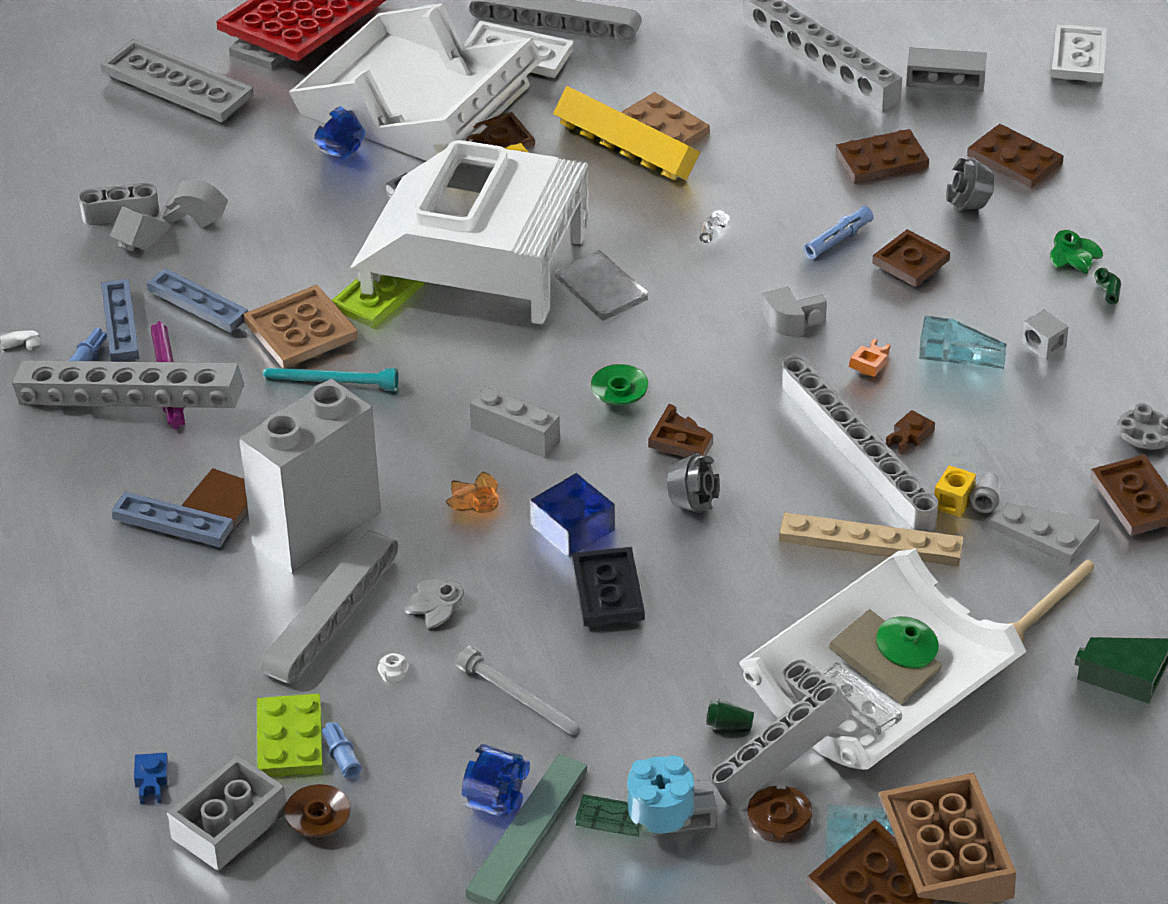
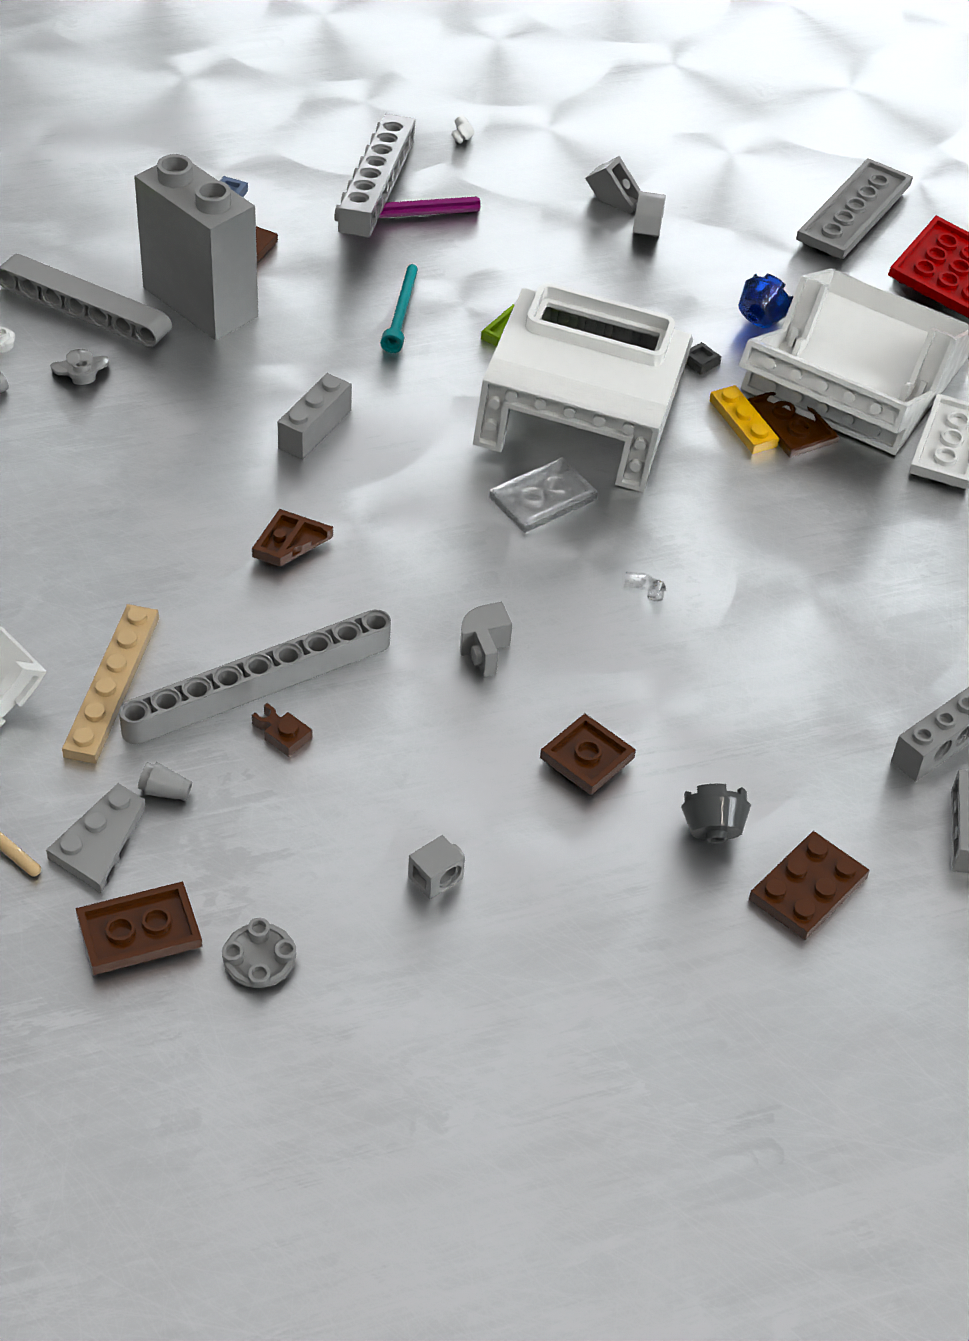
camera: 85 degrees right, 5 degrees up
(88, 349) = (445, 164): medium blue axle -> none
(105, 203) = (652, 170): light grey beam -> none
(120, 320) = (485, 180): sand blue plate -> none
(197, 300) = (513, 223): sand blue plate -> none
(300, 326) = (472, 284): medium nougat plate -> none
(477, 497) = (219, 394): clear orange plate -> none
(572, 514) = (172, 450): clear blue brick -> none
(608, 586) = (72, 475): black plate -> none
(619, 384) = (368, 493): green dish -> none
(627, 133) = (793, 512): yellow brick -> none
(668, 119) = (834, 556): medium nougat plate -> none
(693, 483) = (195, 532): dark grey cone -> none
(858, 218) = (661, 712): medium blue pin -> none
(869, 360) = (403, 698): orange plate -> none
(882, 156) = (794, 749): reddish brown plate -> none
(954, 490) = (167, 748): yellow brick -> none
(957, 343) = (425, 778): clear light blue slope -> none
(1074, 251) = (603, 924): green plate -> none
(1109, 283) = (543, 955): dark green arm -> none

